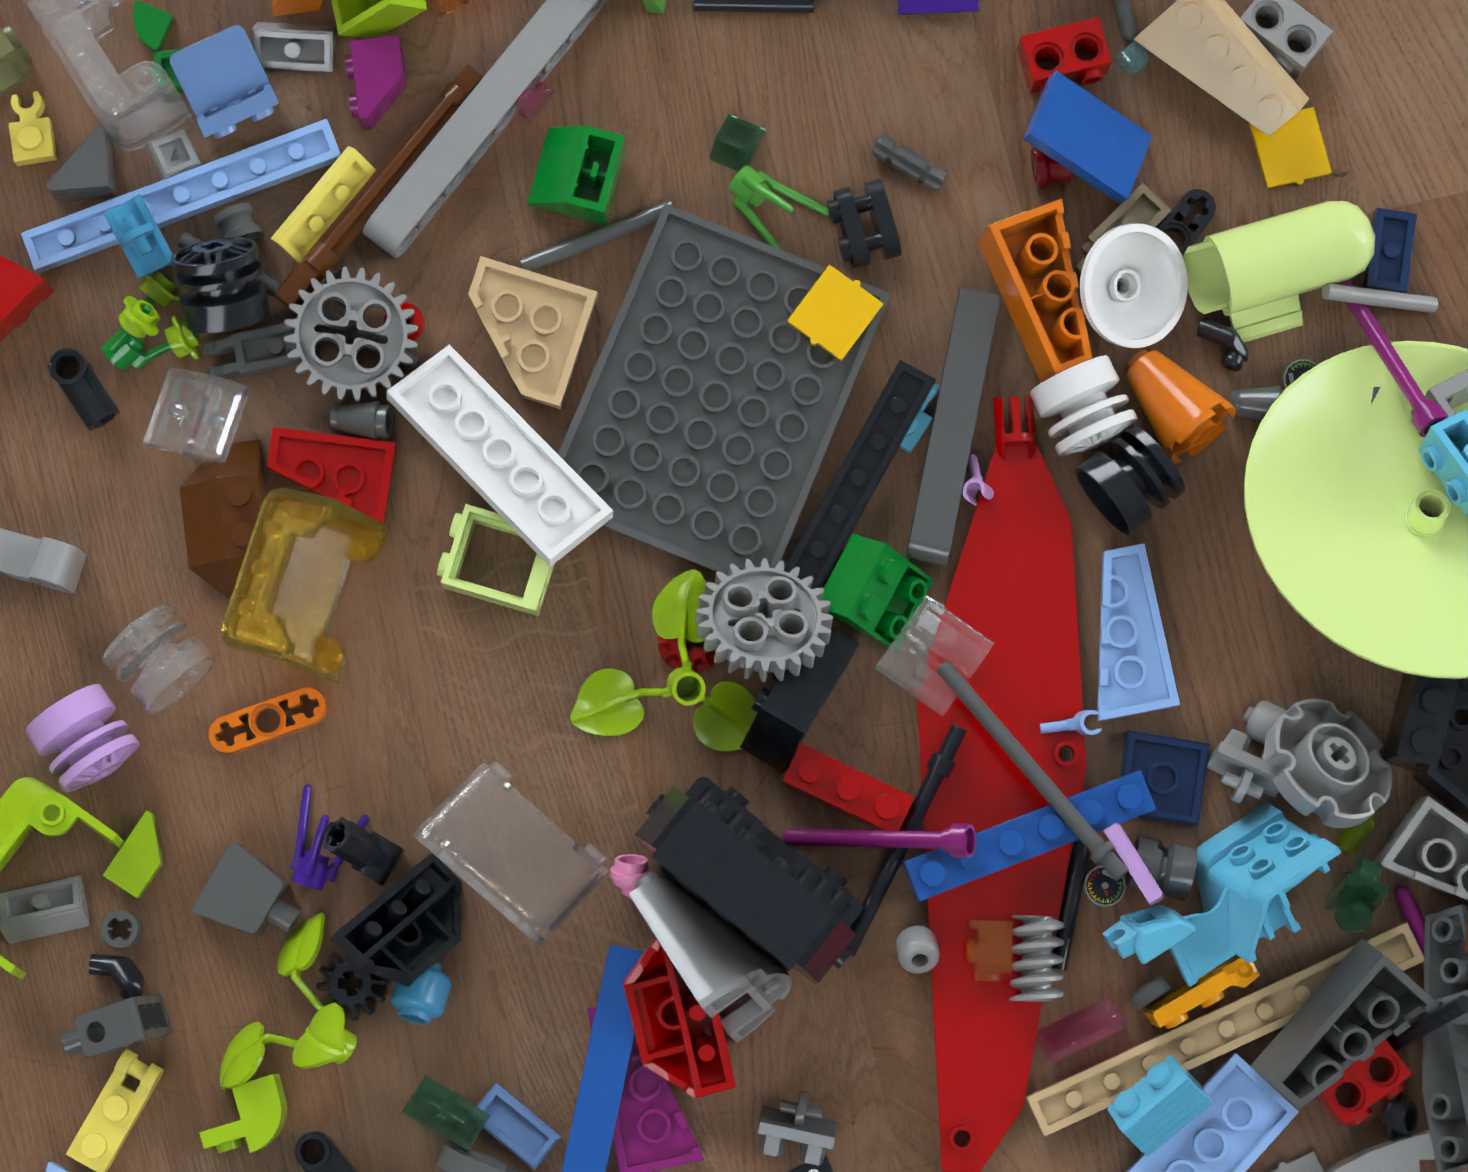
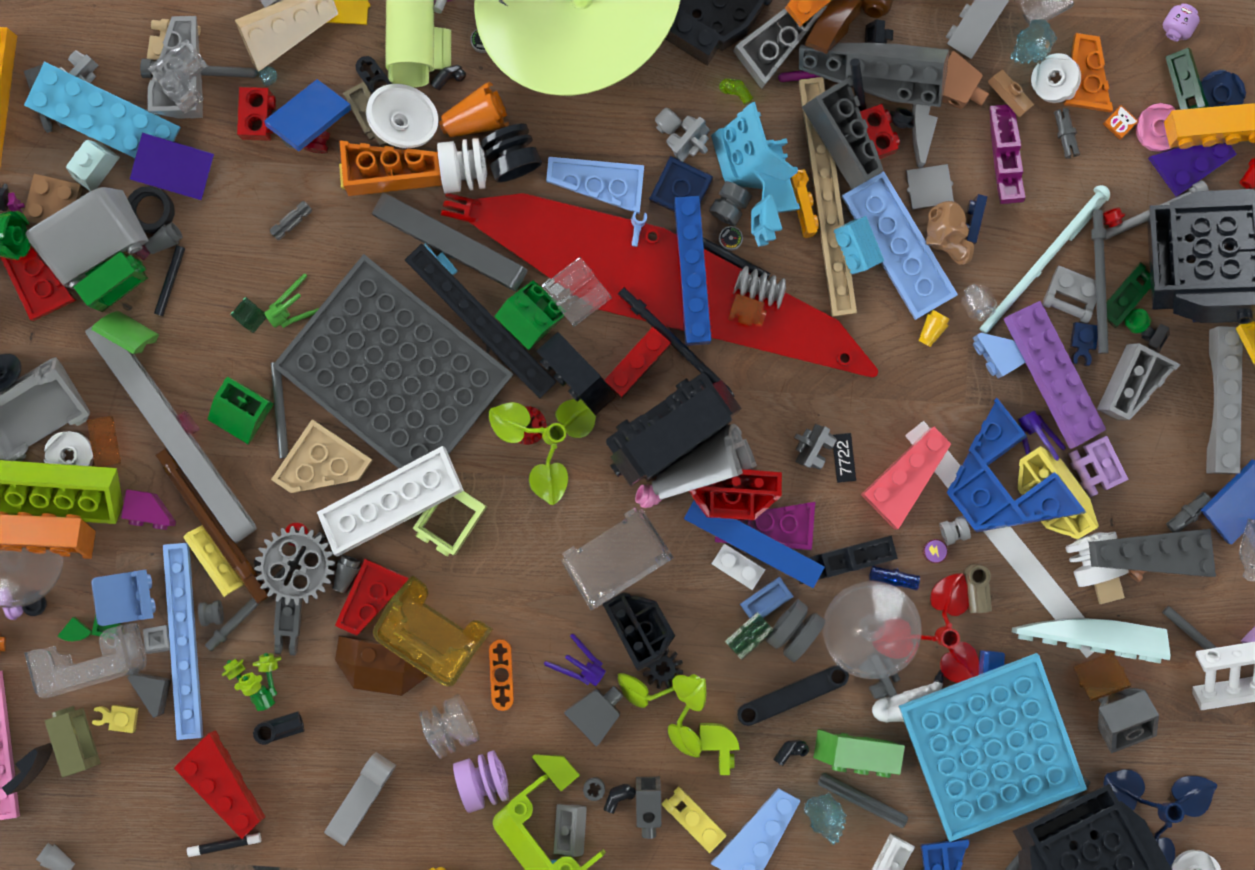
camera: 65 degrees left, 5 degrees up
(139, 236) = (201, 671): dark azure hips -> none
(196, 415) = (314, 667): clear slope -> none
(220, 285) = (243, 632): black wheel -> none
(295, 46) = (113, 551): light grey slope -> none
(366, 851) = (592, 639): black piece -> none
(424, 998) = (683, 629): dark azure head -> none
(557, 1061) = (738, 566): none -> white plate
(764, 620) = (529, 379): light grey gear -> none
(835, 312) = (365, 288): yellow piece -> none
(845, 210) = (307, 264): black brick -> none
(917, 949) = (735, 350): light grey piece -> none
(957, 840) = (684, 309): magenta piece -> none
(976, 482) = (486, 239): lavender hand -> none
(1079, 1030) = (805, 275): clear pink slope -> none
(1101, 851) = (713, 232): dark grey bar -> none
(1134, 864) = (725, 217): lavender tile -> none
(1149, 993) = (796, 231): dark grey tile -> none
(1255, 402) = (487, 69): dark grey cone -> none
(1328, 763) = (701, 94): light grey piece -> none
(1357, 896) = (777, 101): clear green hips -> none

